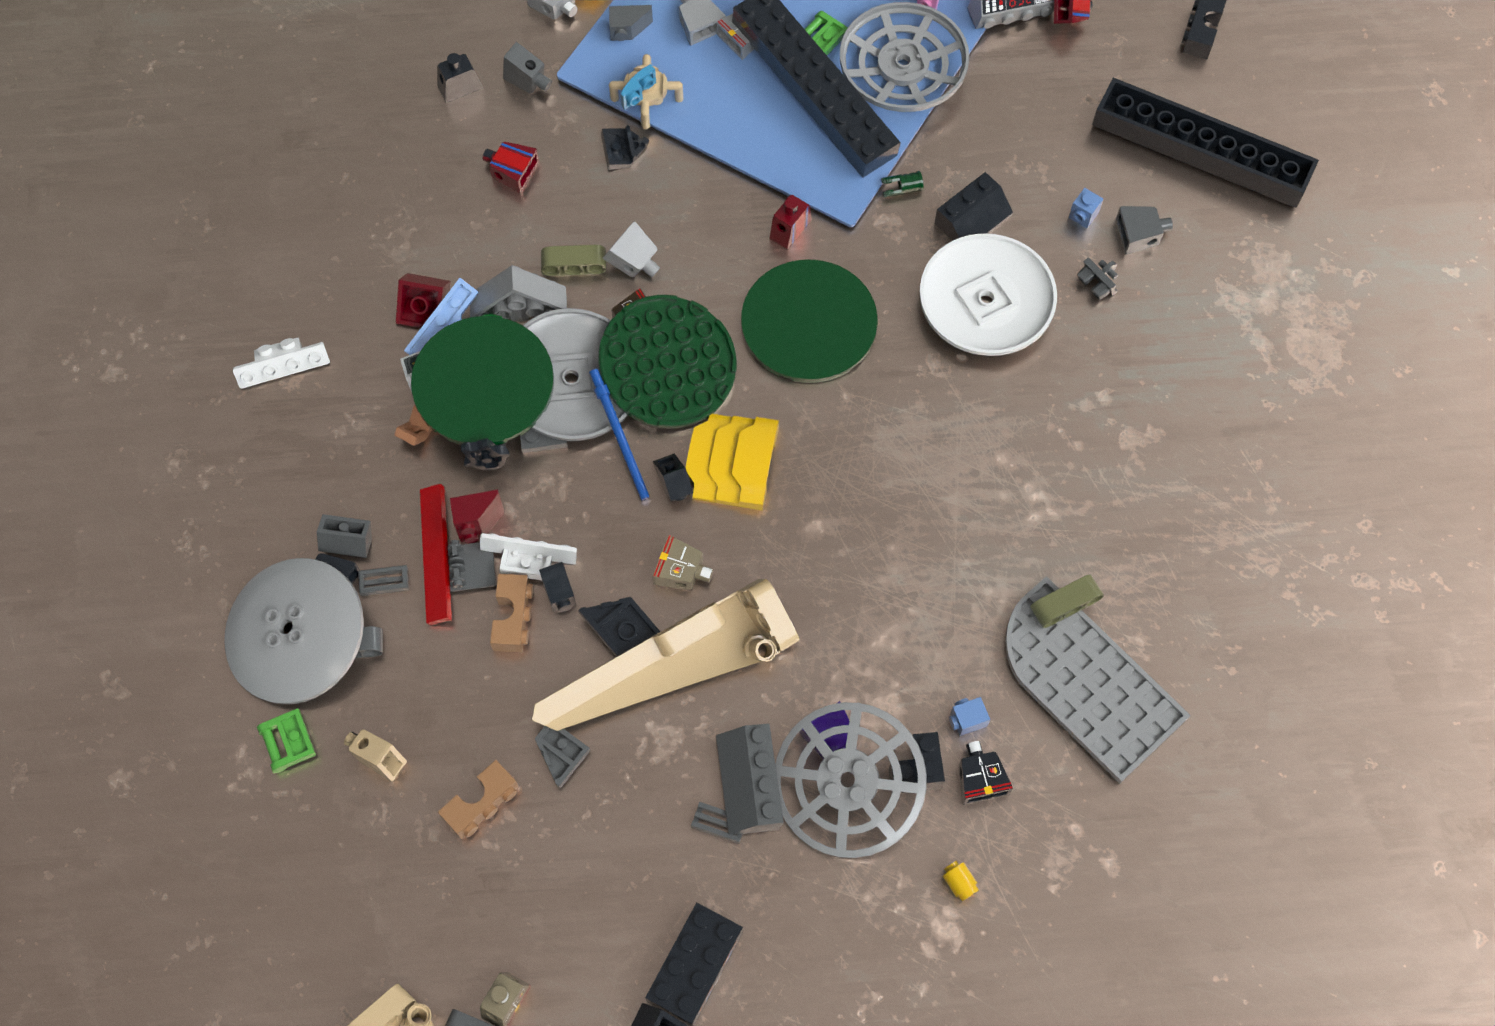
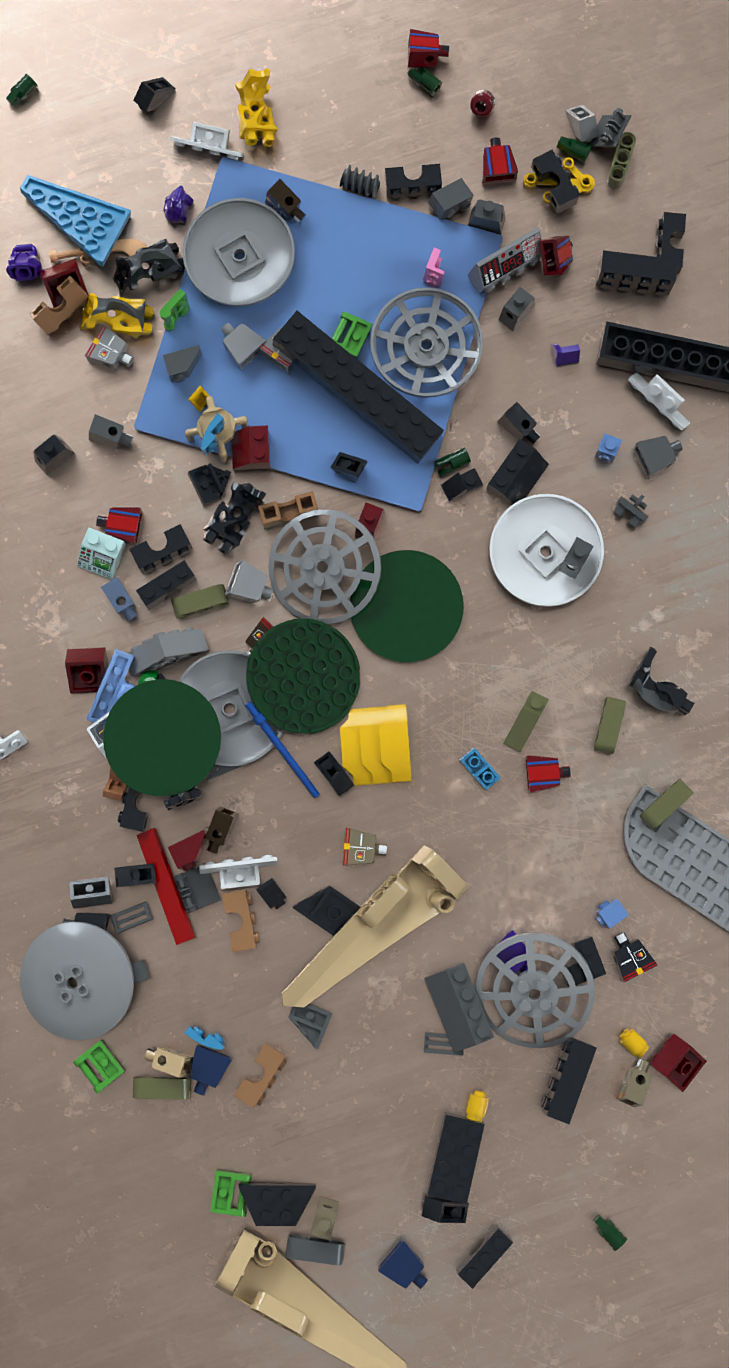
camera: 15 degrees left, 15 degrees up
(353, 784) = (161, 1088): none -> olive beam
(389, 932) = (224, 1191): none -> bright green plate
(403, 529) = (135, 875): none -> black slope
(418, 775) = (208, 1068): none -> dark blue torso
(420, 467) = (131, 816): none -> black arch
(429, 741) = (212, 1040): none -> dark azure slope
(450, 963) = (276, 1203): none -> black wing
(478, 187) = (101, 553): none -> light aqua slope
(483, 232) = (114, 591): none -> sand blue torso
(520, 501) = (224, 821): none -> dark brown torso
(526, 235) = (158, 588): none -> black arch
(563, 199) = (176, 545): none -> black arch
(623, 191) = (243, 498): none -> black hips
(634, 57) = (198, 398): none -> yellow slope
(679, 119) = (251, 448): none -> dark red slope
(688, 192) = (281, 513): none -> medium nougat arch
(734, 259) = (336, 566): none -> light grey dish
(740, 906) = (477, 1106): none -> yellow brick
(785, 158) = (349, 465): none -> black slope
(848, 514) = (479, 768): none -> dark azure slope
(864, 902) = (568, 1080): none -> black brick
(905, 210) = (461, 484): none -> black slope
(918, 472) = (526, 721): none -> olive slope
(925, 535) = (544, 773): none -> torso
(949, 932) = (631, 1091): none -> dark tan torso
(988, 156) = (512, 422): none -> black torso
(1013, 920) = (678, 1062): none -> dark red slope
(1015, 48) = (518, 307): none -> dark grey torso
(1018, 501) = (609, 725): none -> olive beam
(1025, 297) = (576, 557): none -> dark grey torso
(1059, 106) = (566, 354): none -> dark purple tile
(1087, 474) = (661, 695): none -> black hips
(1158, 40) = (636, 273): none -> black brick
(1161, 168) = (662, 397): none -> white bracket

